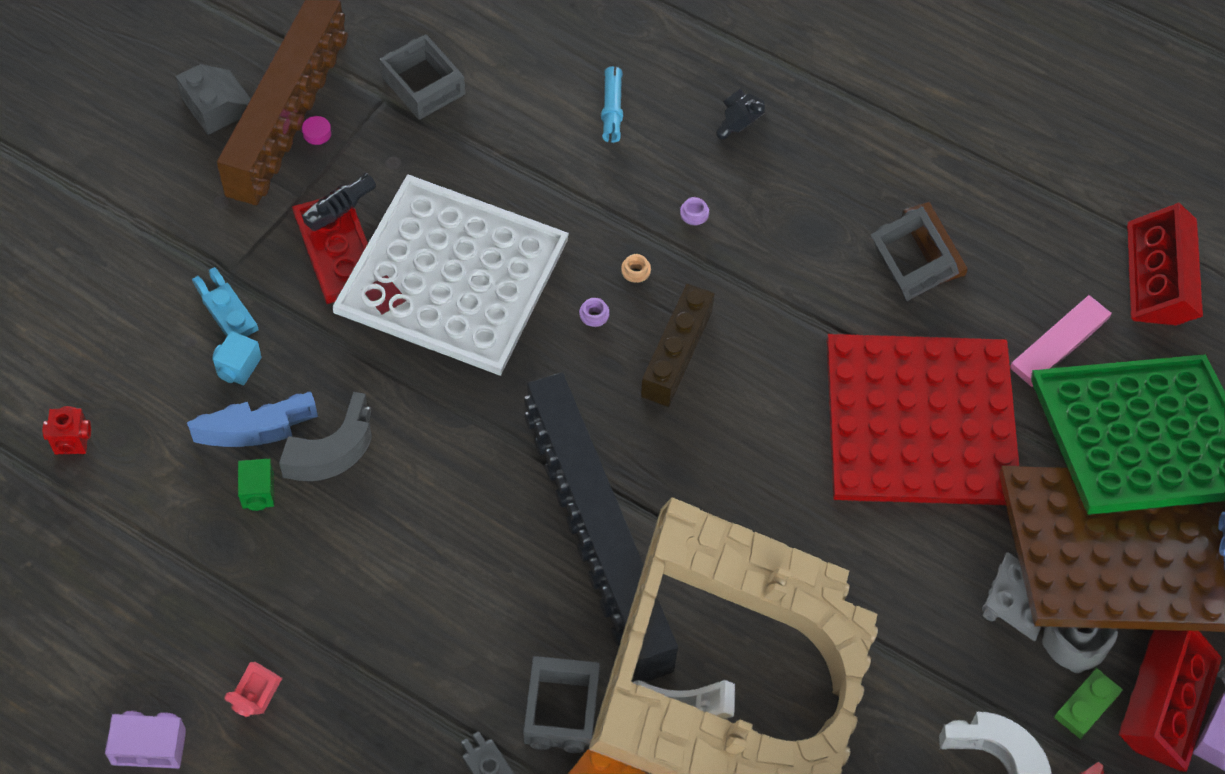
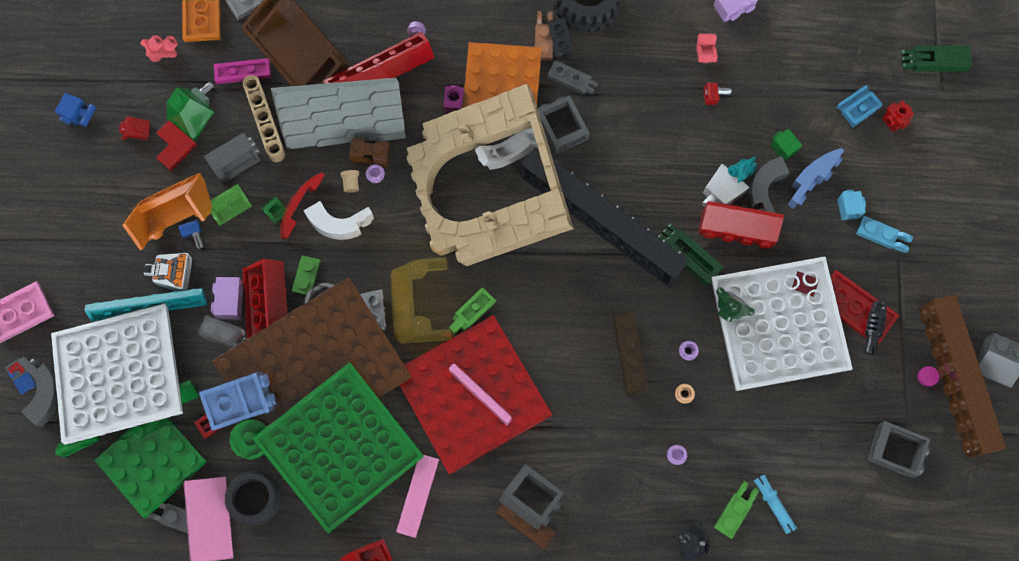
camera: 150 degrees right, 15 degrees up
(104, 479) = (859, 106): none -> dark azure plate
(296, 624) = (712, 92): none -> red piece
(356, 472) = (743, 169): none -> teal hinge
(394, 475) = (724, 188): none -> white torso
(411, 413) = (740, 224): none -> slope
(504, 414) = (700, 262): none -> dark green hinge
(505, 311) = (732, 306): none -> dark green rock
(662, 124) = (735, 511): none -> bright green hinge
(863, 515) = (472, 311): none -> bright green hinge
(917, 394) = (480, 394): none -> bright pink tile
(942, 604) = (406, 325): none -> clear yellow windscreen

